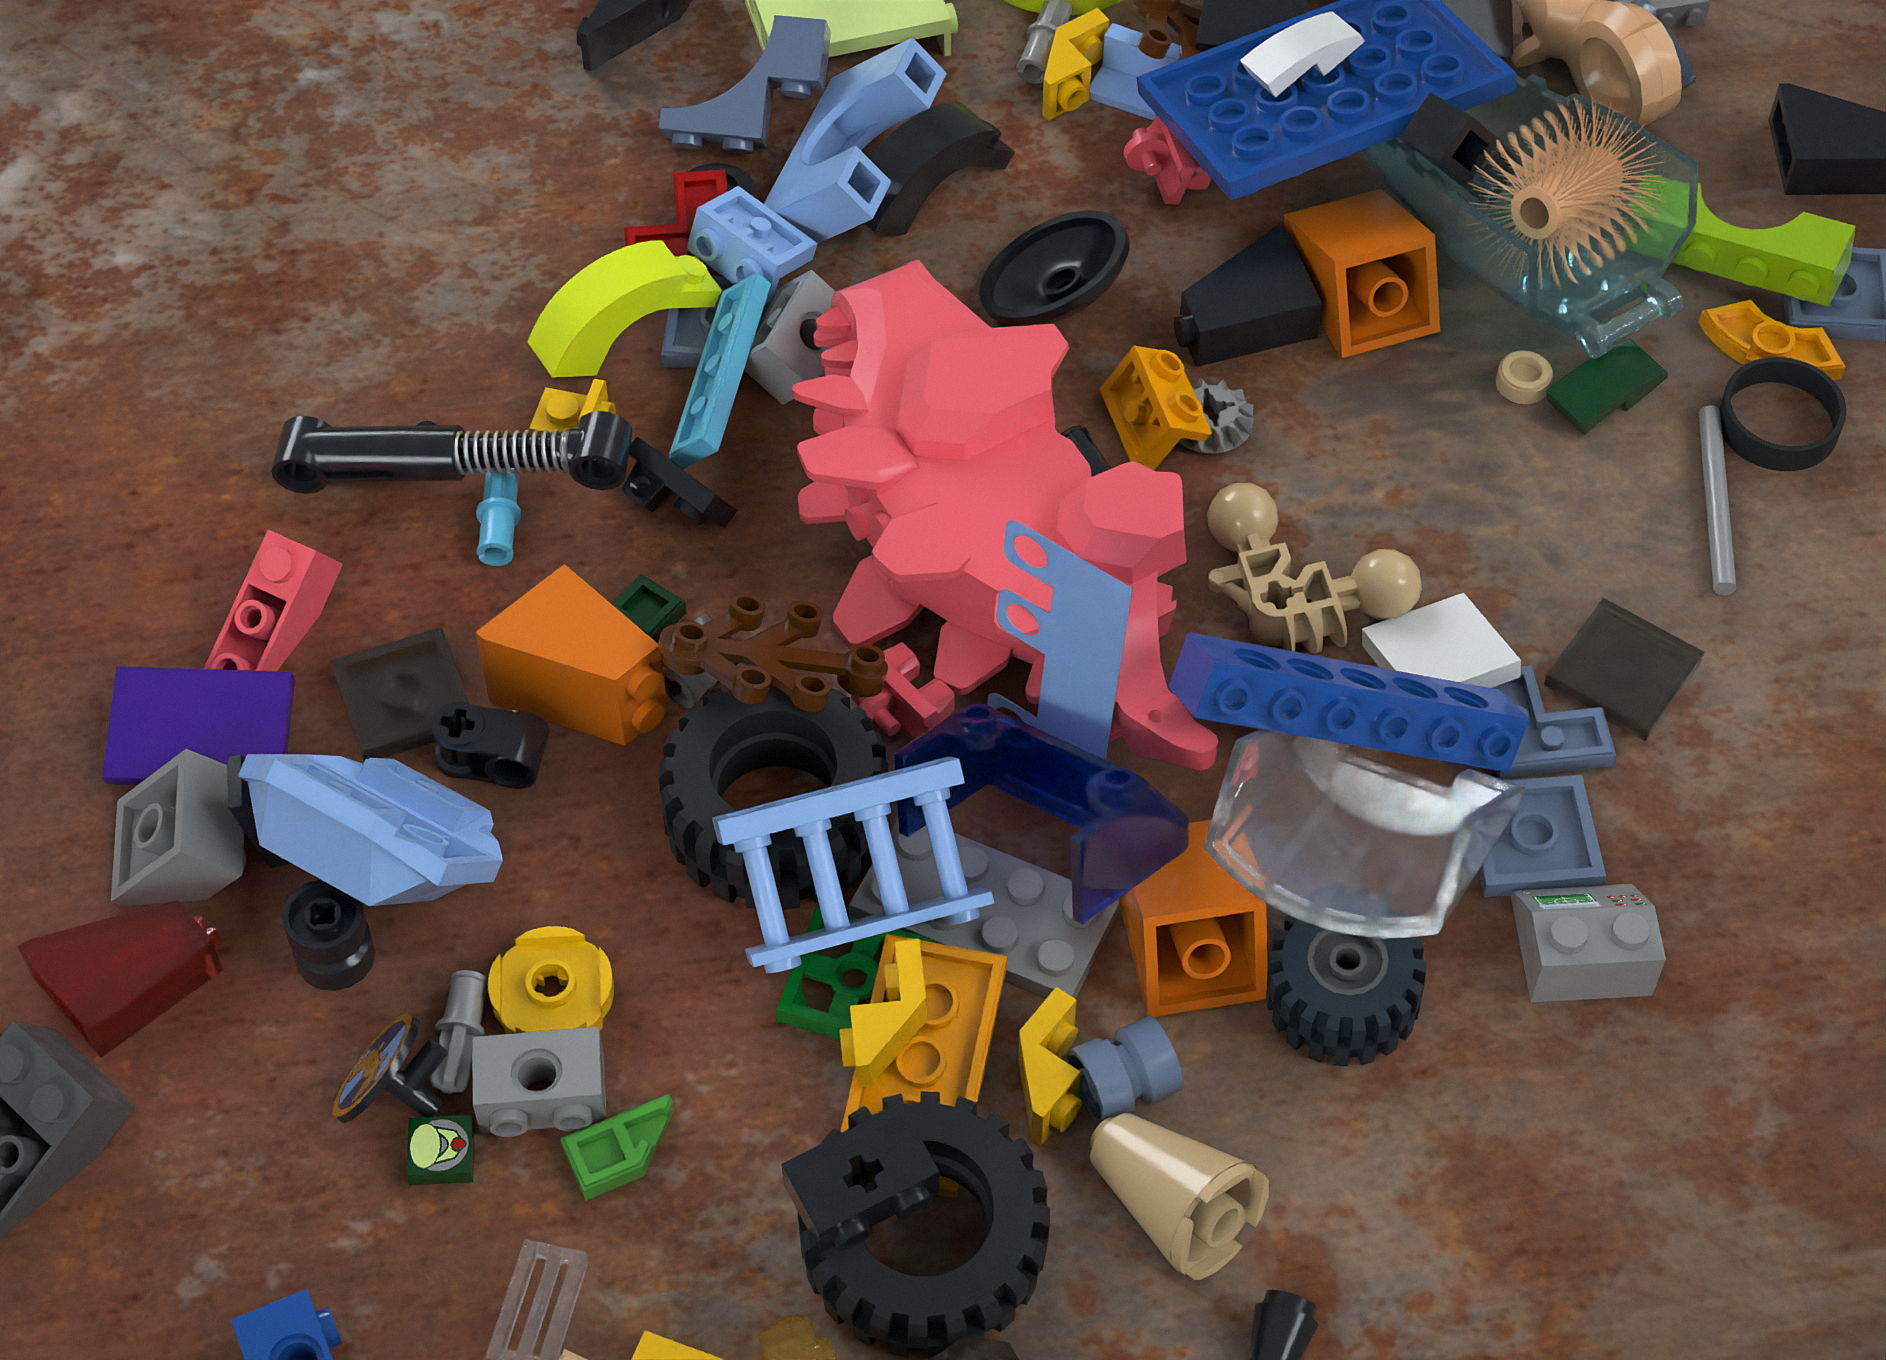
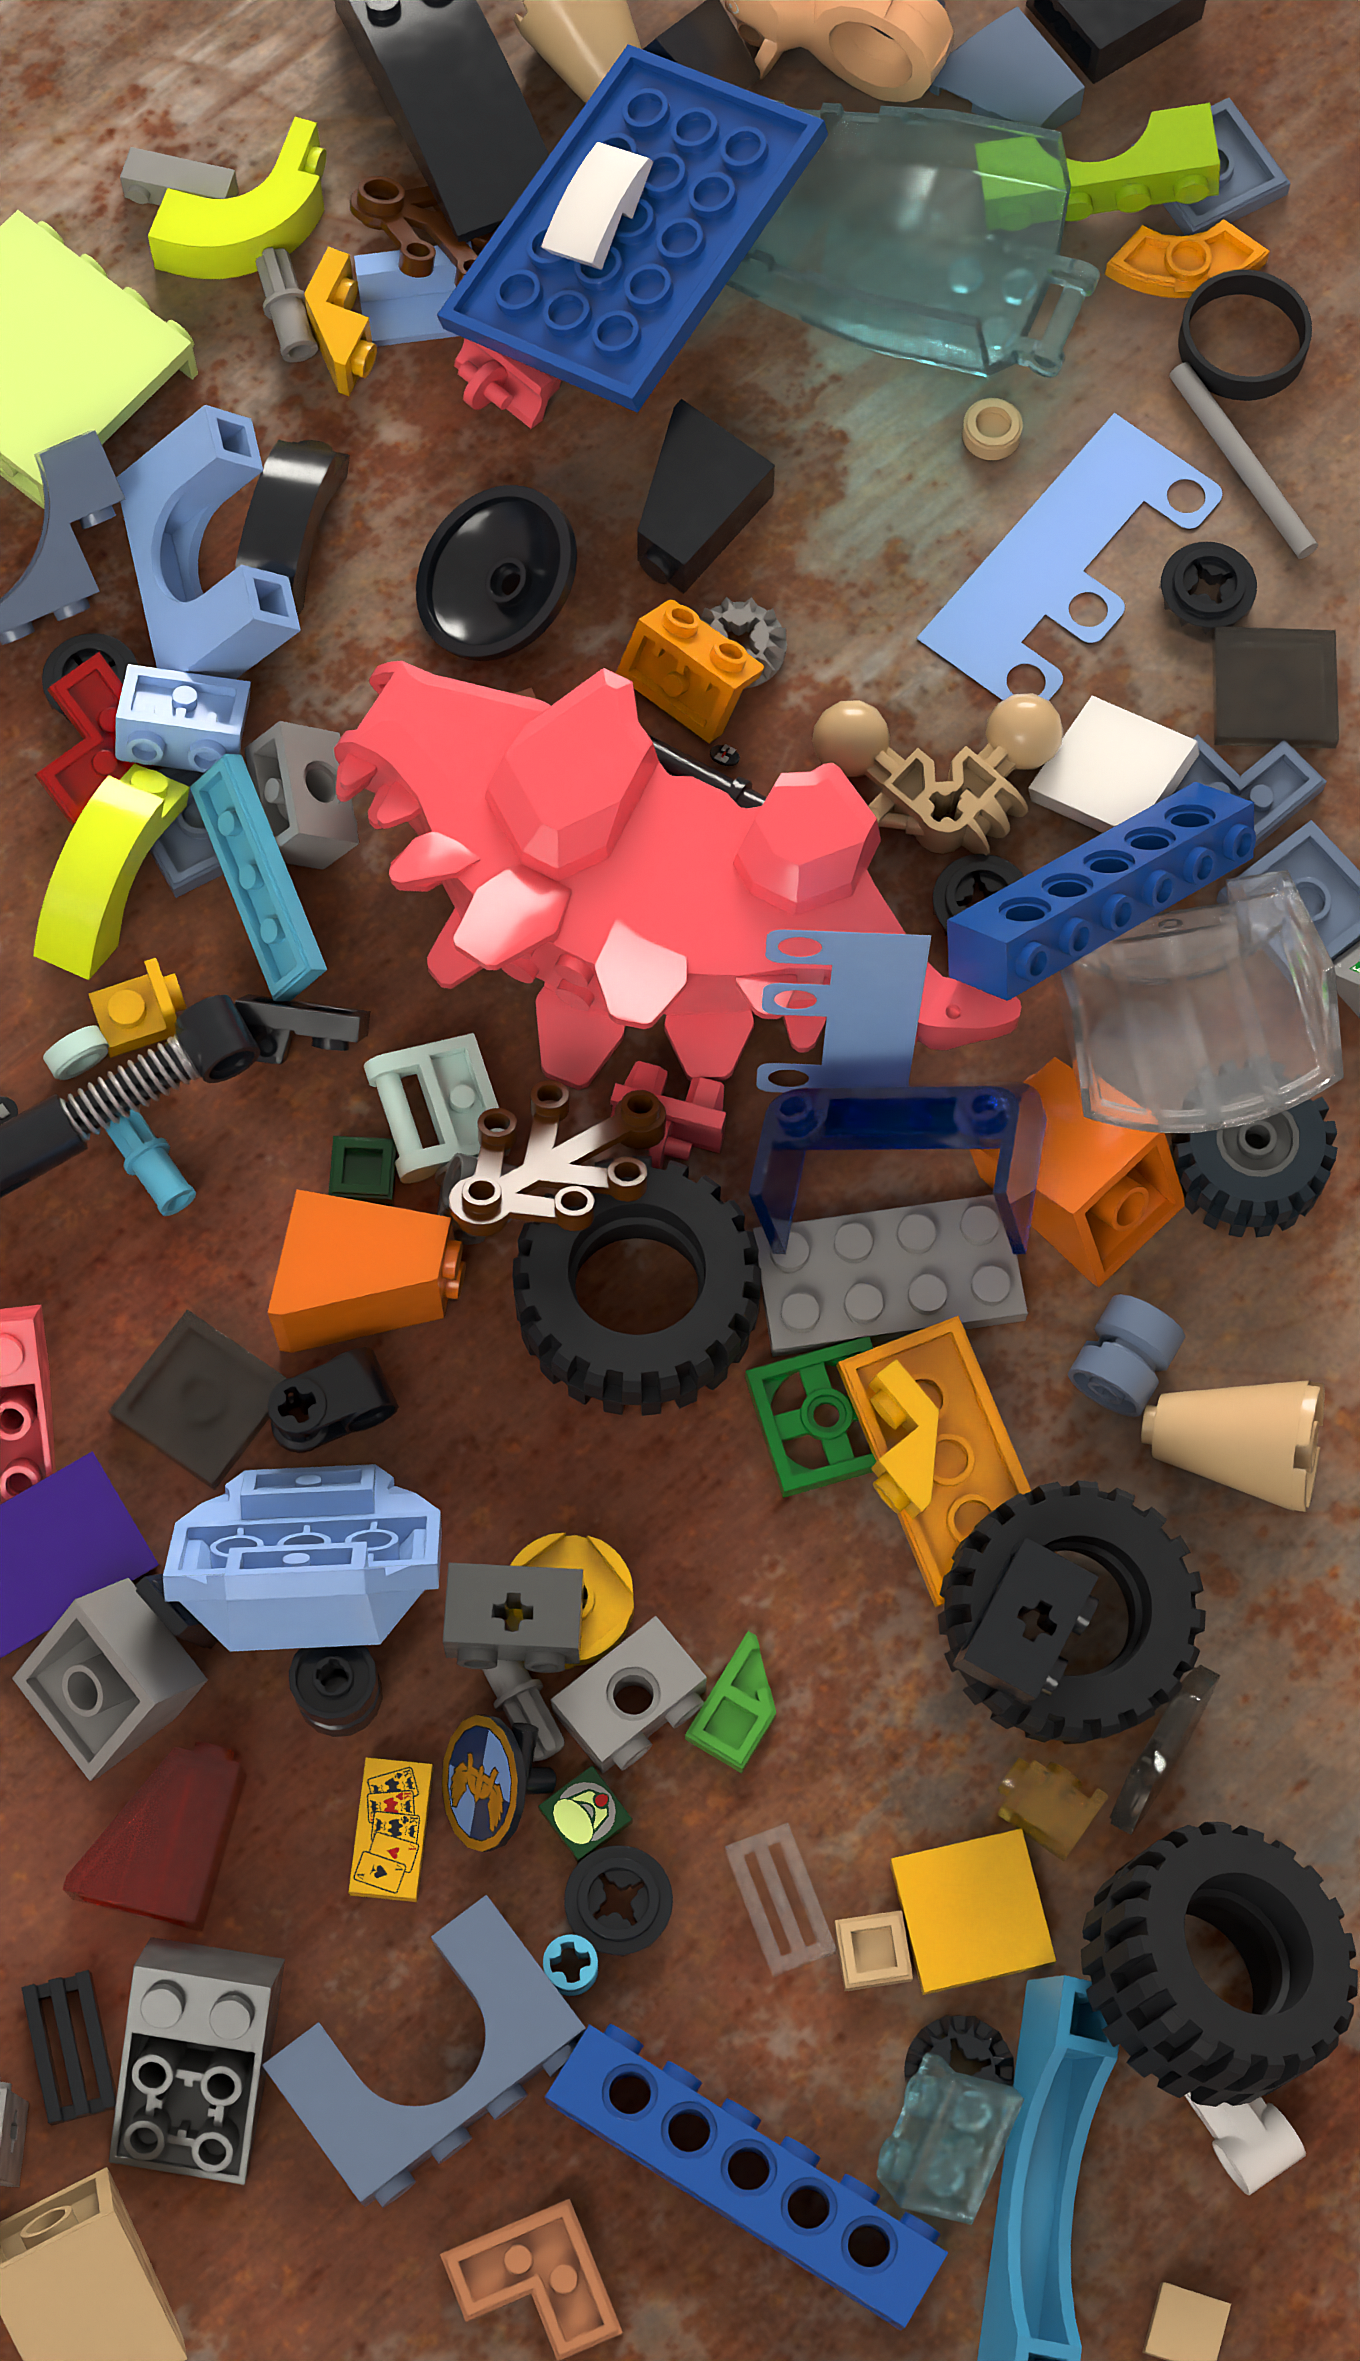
camera: 35 degrees left, 15 degrees up
(92, 1285) = (382, 2142): none -> sand blue arch
(290, 1069) = (391, 1829): none -> yellow tile
(333, 1233) = (583, 1950): none -> medium azure axle
(392, 1211) = (625, 1869): none -> black gear
(492, 959) = (481, 1601): none -> dark grey brick
(504, 414) = (76, 1053): none -> light aqua tile
(754, 572) = (455, 1094): none -> light aqua plate
(810, 818) = (720, 1304): light blue fence -> none
(1046, 1079) = (1062, 1409): yellow slope -> none
(1369, 269) = (785, 395): orange slope -> none
(1455, 144) = (808, 229): black slope -> none
(1508, 483) = (1046, 553): none -> light blue piece
(1569, 190) = (946, 222): light nougat piece -> none
(1605, 384) = (1074, 397): dark green slope -> none
(1639, 560) = (1215, 565): none -> black gear
(1727, 153) = (1012, 75): none -> sand blue slope

